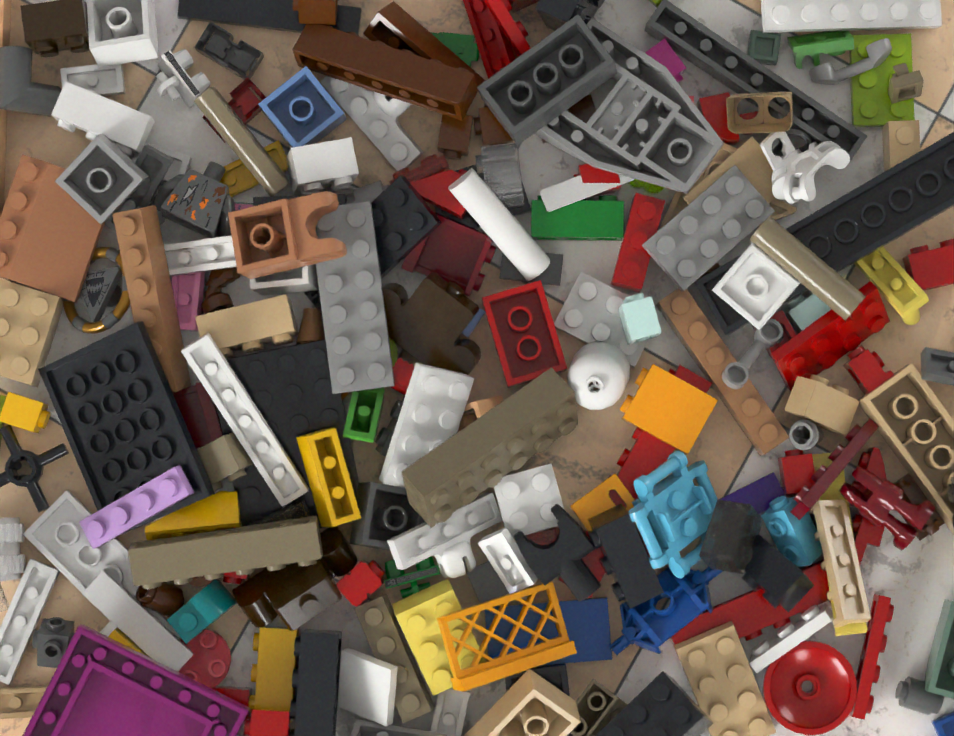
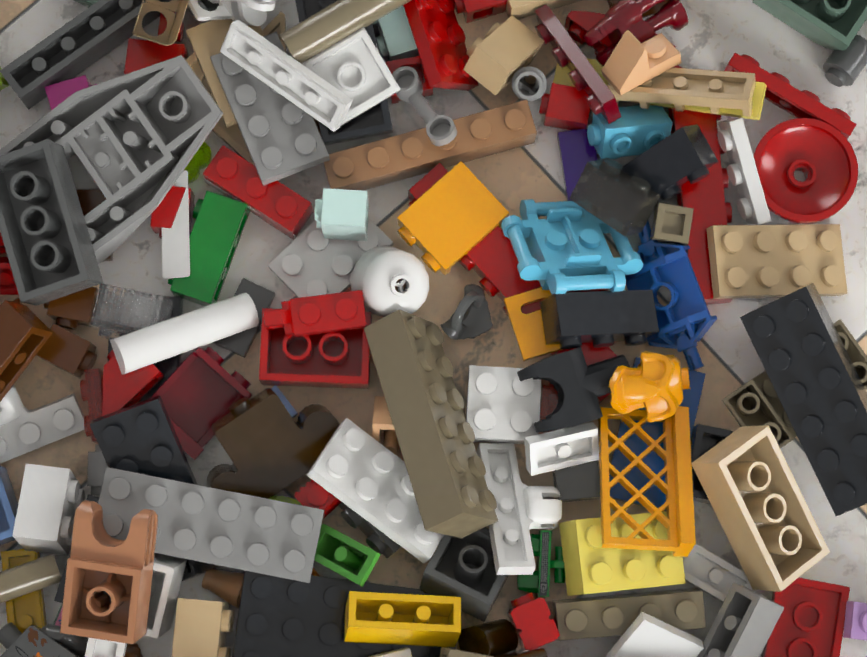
camera: 75 degrees left, 5 degrees down
(550, 328) = (319, 314): none -> red hinge
(583, 619) = (654, 385): none -> light orange head
(594, 451) = (471, 315): none -> dark grey piece
(724, 591) = (671, 223): none -> dark tan tile
(737, 233) = (286, 75): none -> white tile
(848, 518) = (638, 62): none -> light nougat slope

